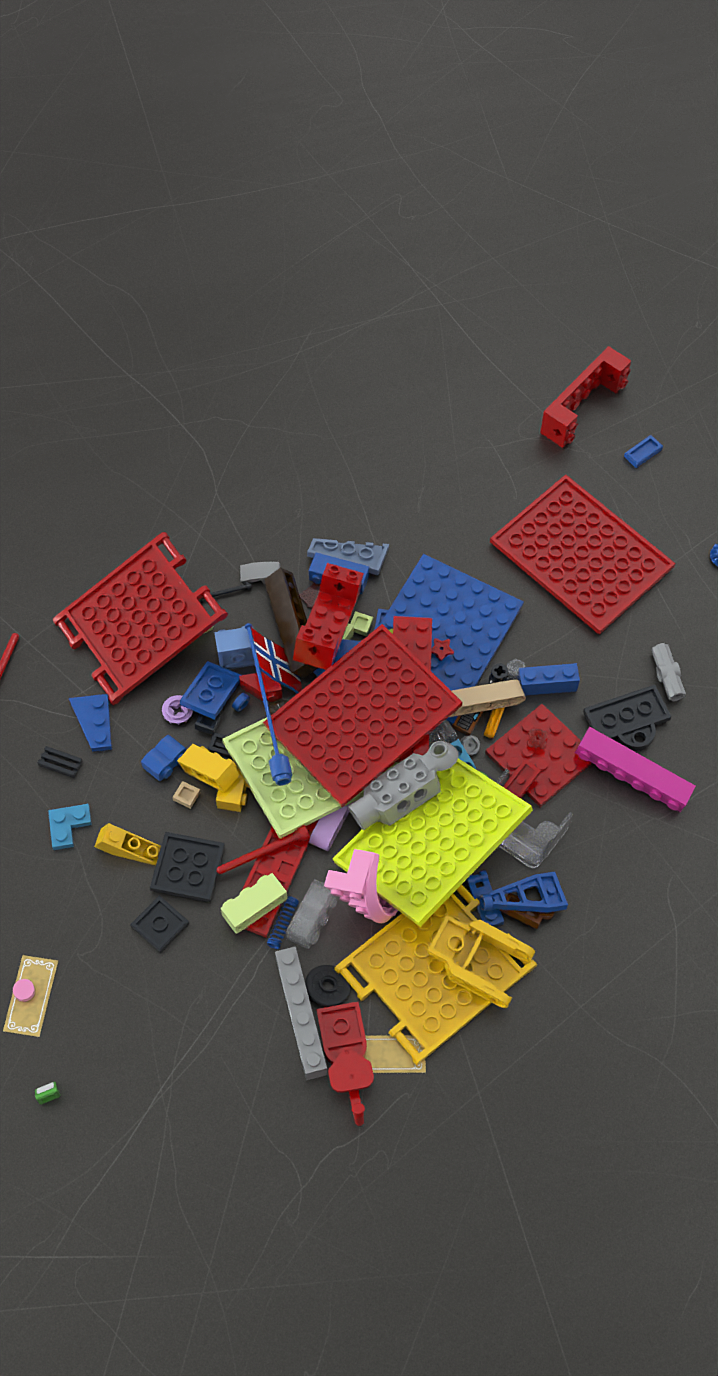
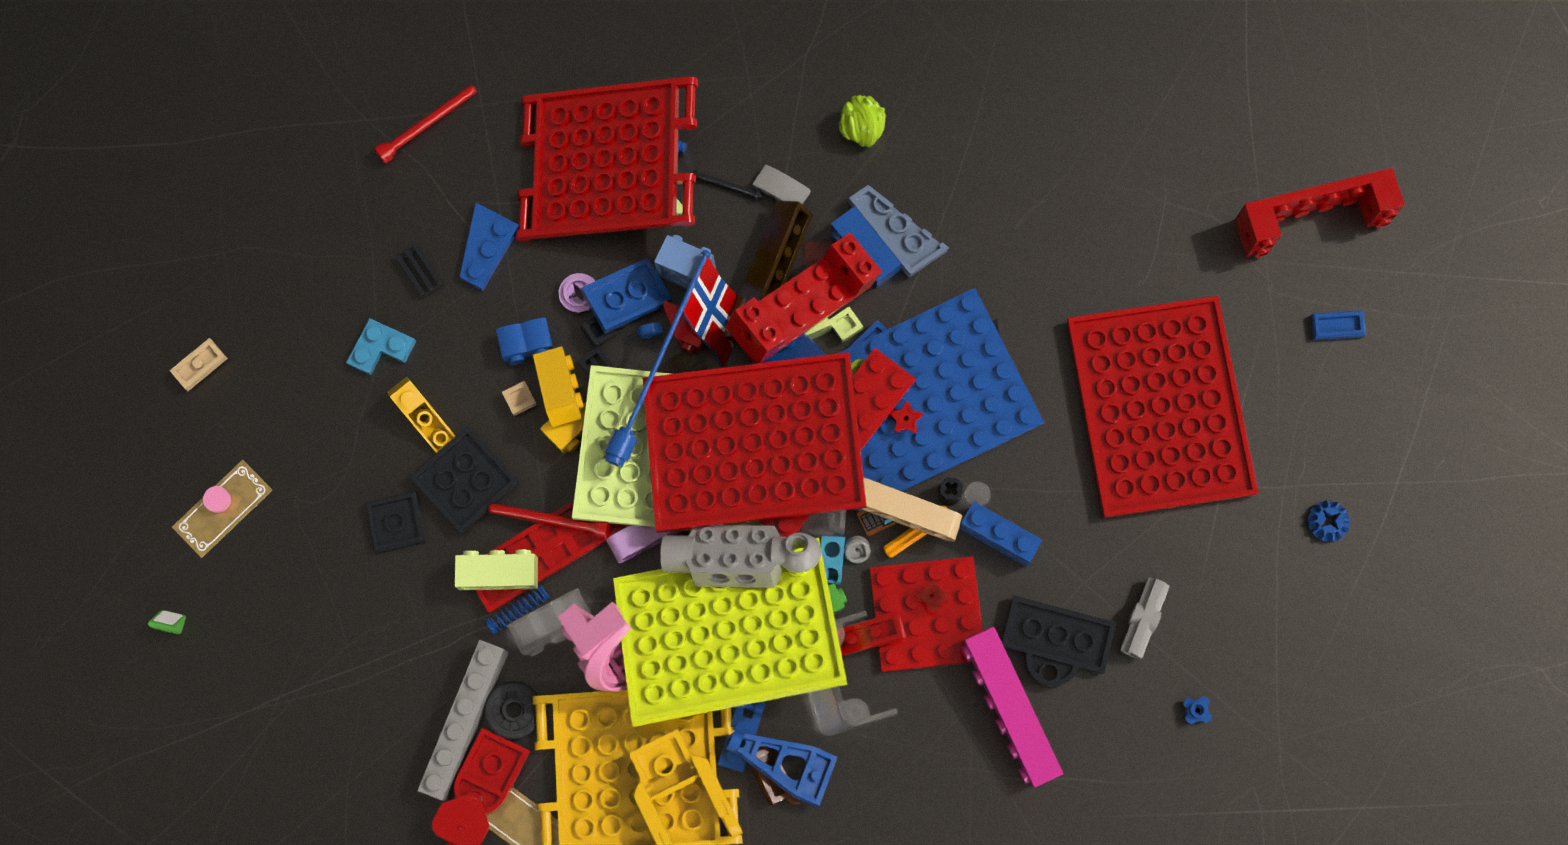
camera: 40 degrees right, 15 degrees up
(282, 505) = (862, 120): none -> lime hair

